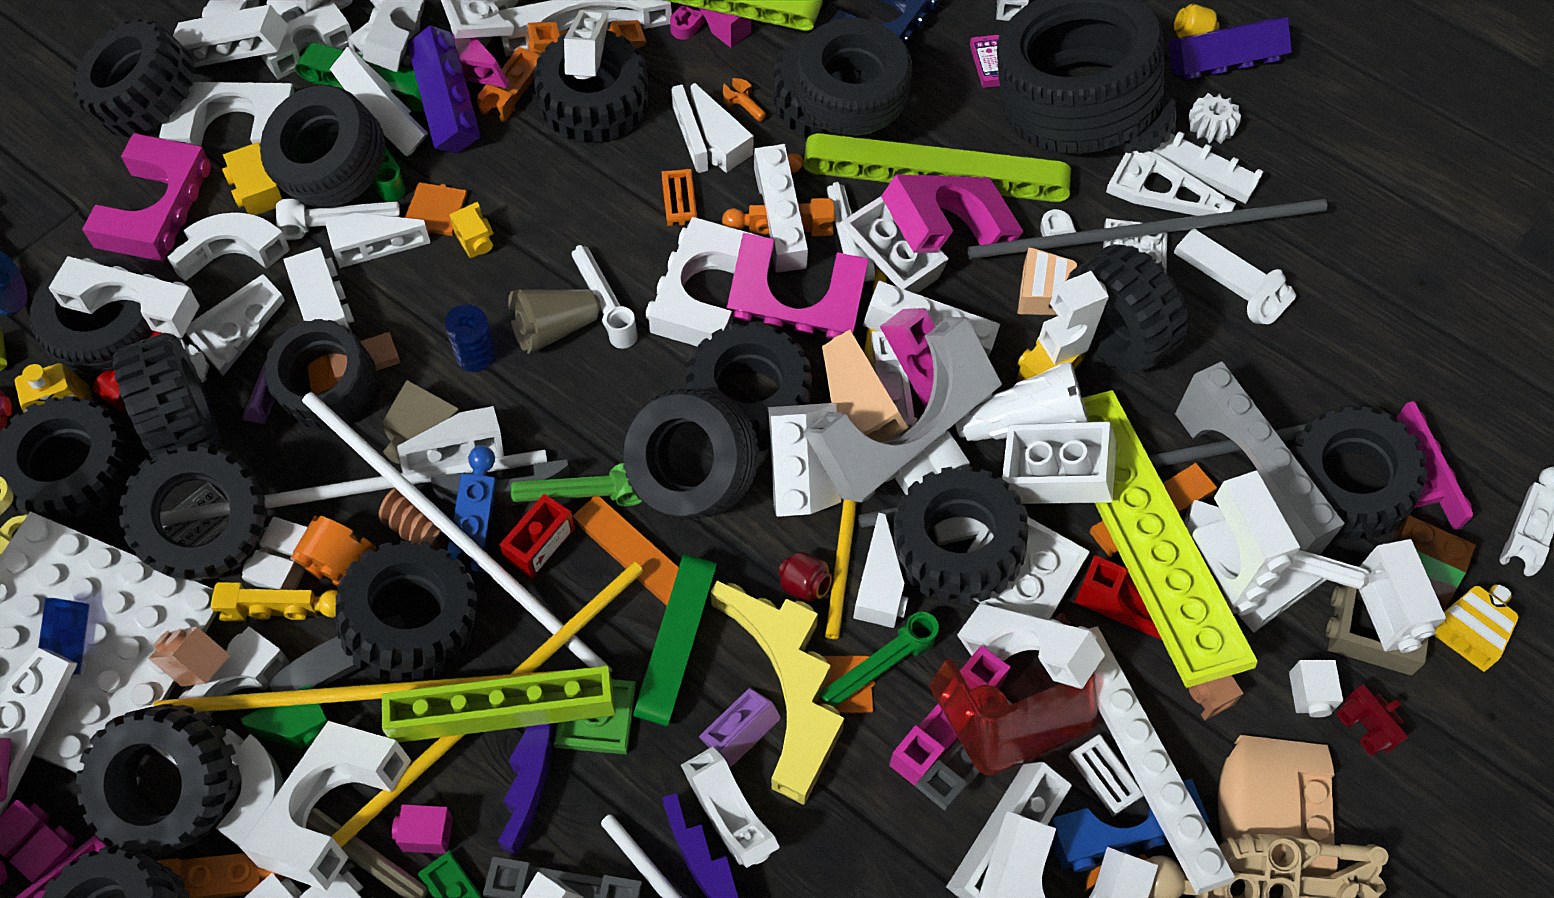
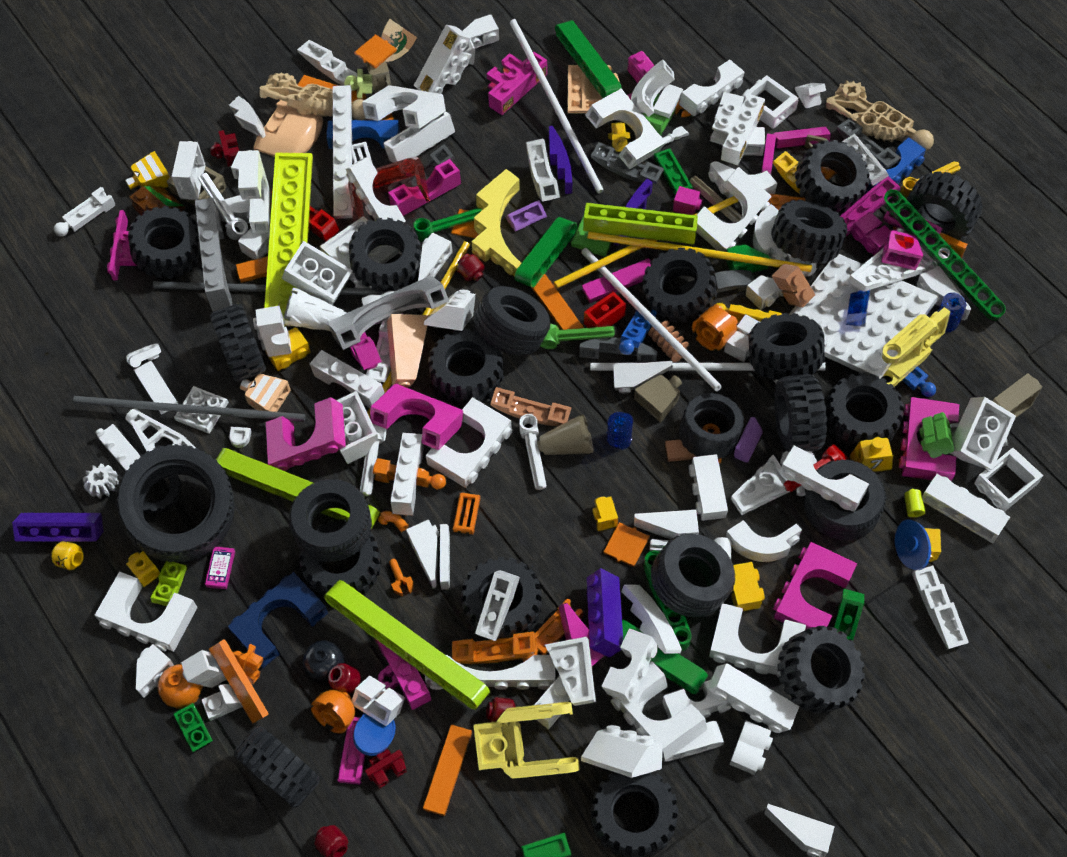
camera: 160 degrees left, 0 degrees up
(97, 179) = (849, 612): none -> green slope
(524, 631) = (627, 277): none -> dark pink tile
(625, 361) = (517, 407): none -> nougat slope
(1372, 791) = (247, 117): none -> white slope

